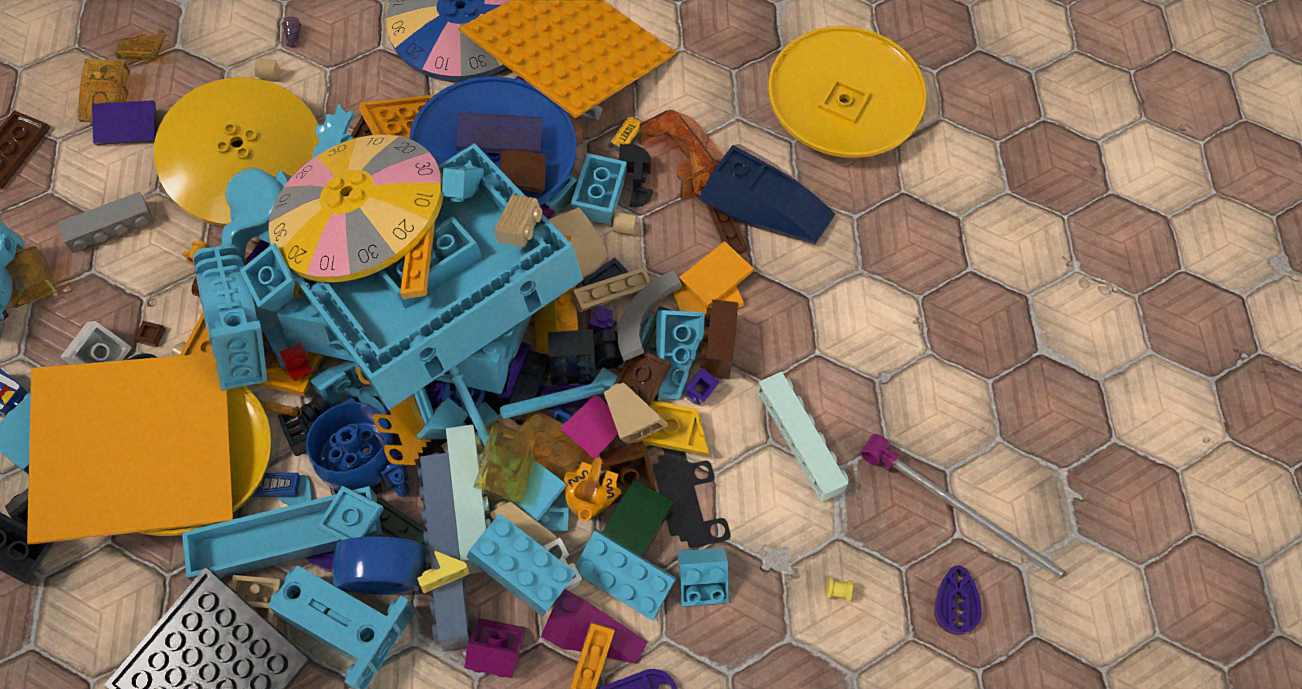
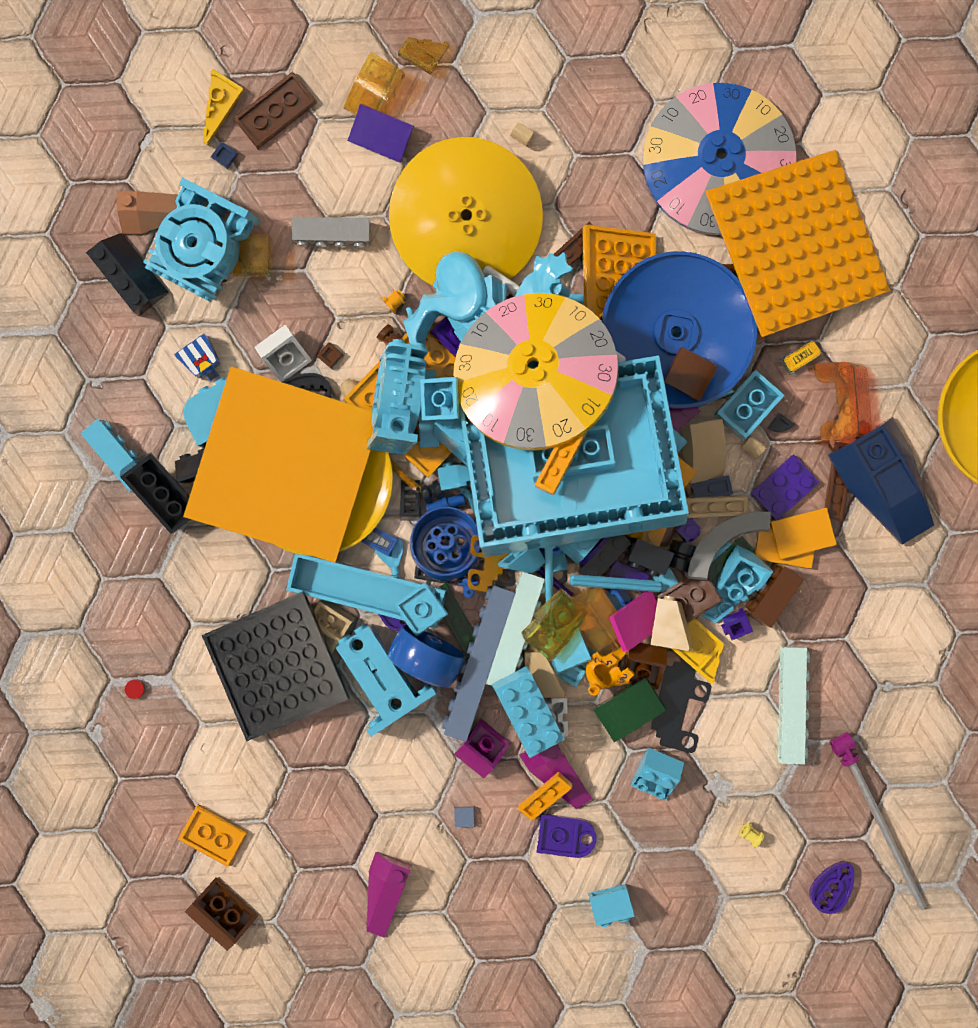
camera: 30 degrees right, 25 degrees up
(291, 29) = (560, 100): clear purple cone -> none
(296, 362) = (433, 454): red bracket -> none
(449, 571) = (474, 691): light yellow slope -> none
(461, 182) = (630, 397): medium azure slope -> none
(499, 132) = (688, 325): clear purple tile -> none
(518, 221) = (656, 468): tan brick -> none
(624, 574) = (600, 744): medium azure plate -> none
(637, 162) = (795, 389): black brick -> none
(675, 246) = (784, 487): none -> dark purple plate

